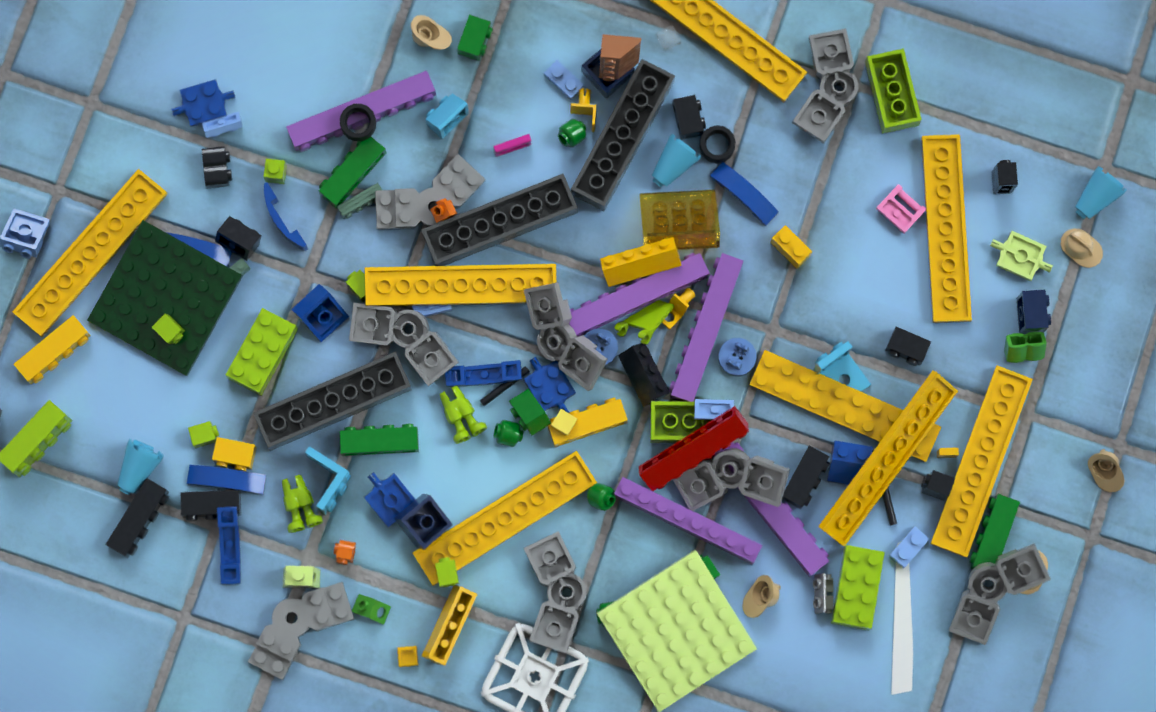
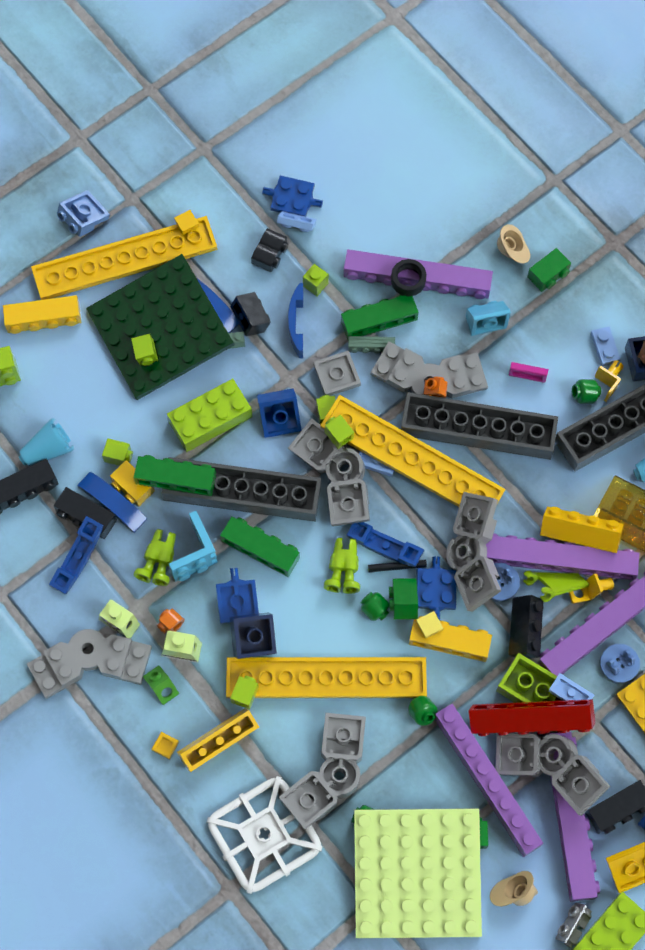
camera: 35 degrees right, 10 degrees down
(125, 186) = (186, 221): none -> yellow tile
(270, 427) = (175, 475): none -> green brick
(347, 246) = (337, 373): none -> light grey plate
(368, 567) = (181, 646): none -> yellowish green torso
(385, 302) = (338, 431): none -> lime brick

